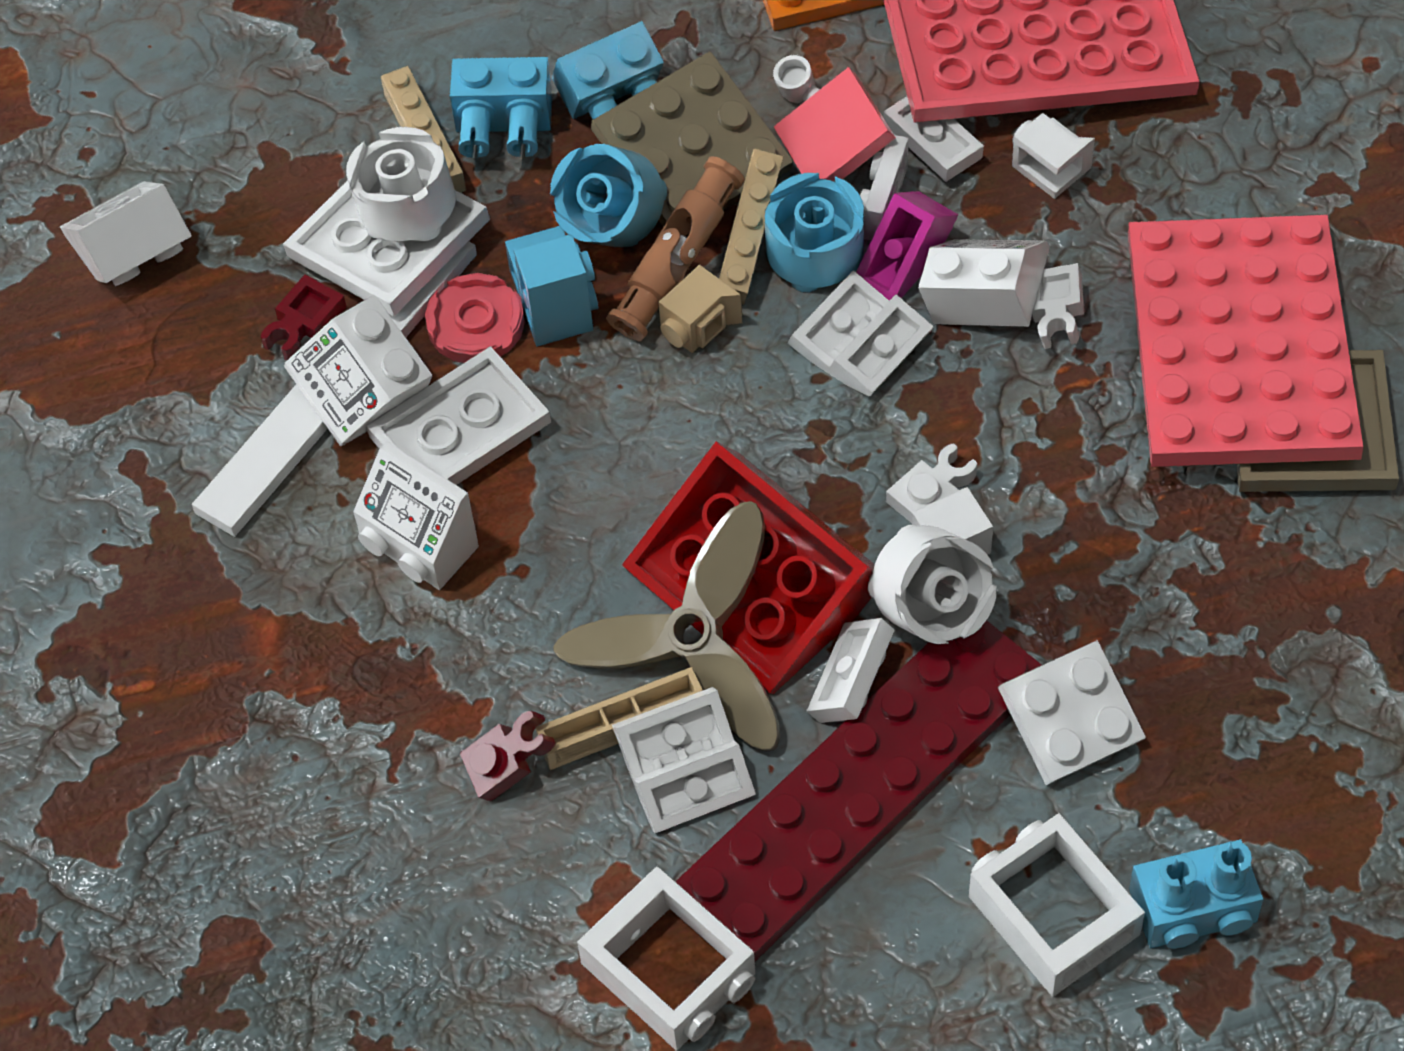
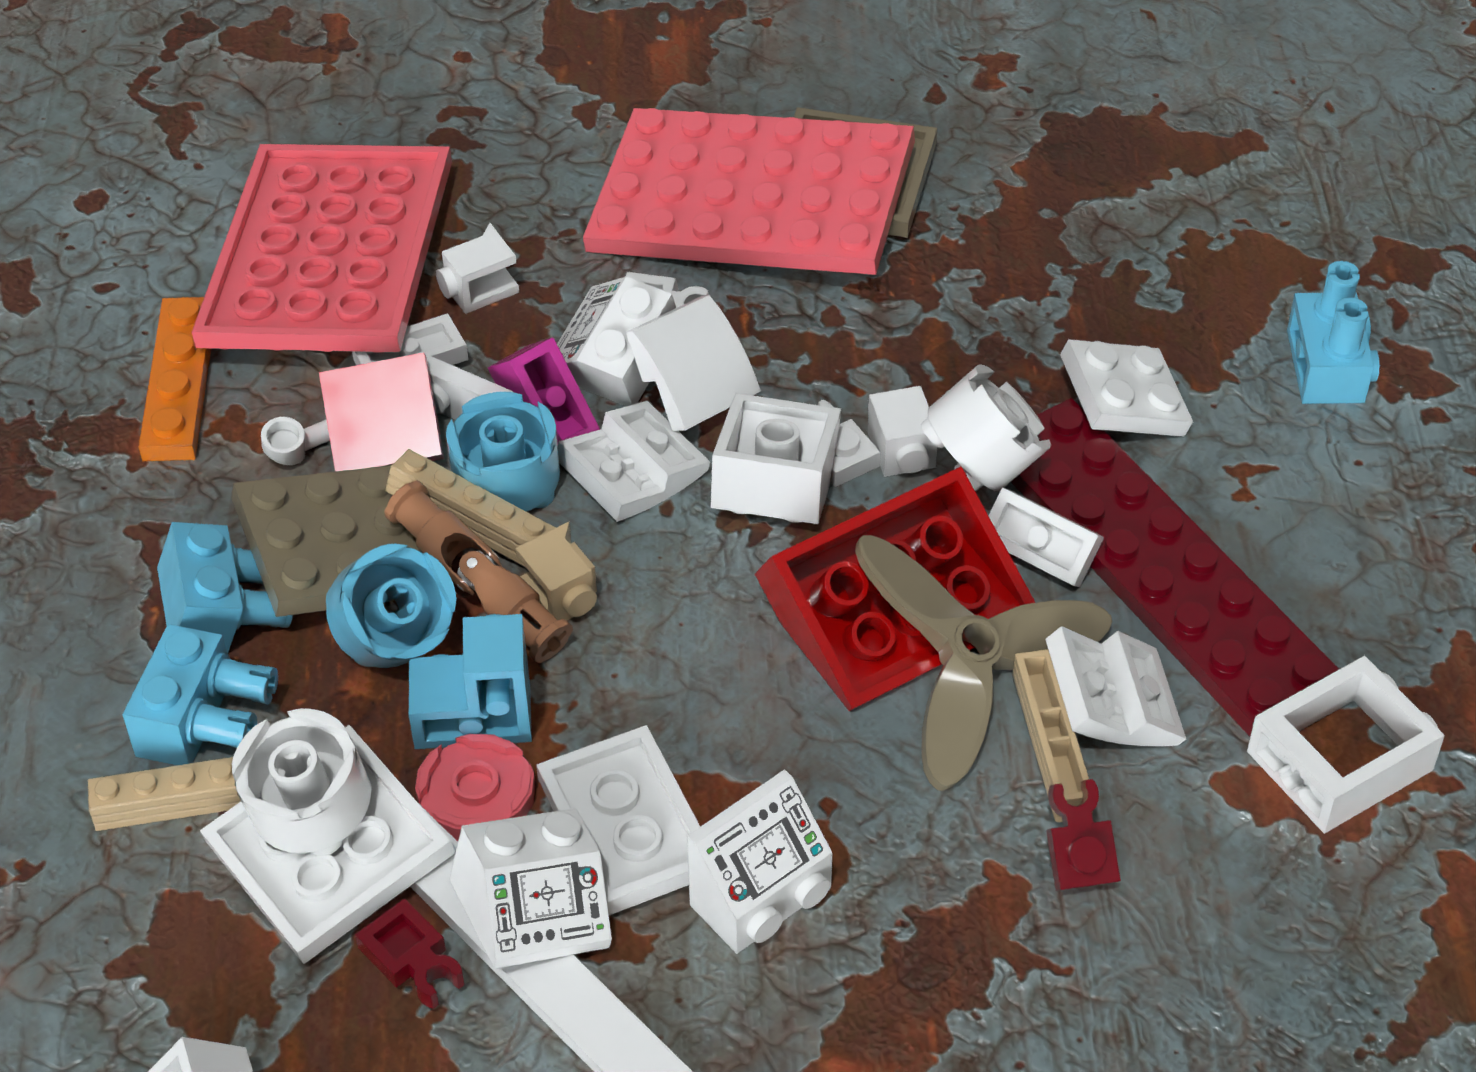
camera: 80 degrees left, 10 degrees down
(873, 432) = (774, 458): none -> white slope
(965, 340) = (693, 361): none -> white slope
(1085, 949) = (1381, 438): white window -> none

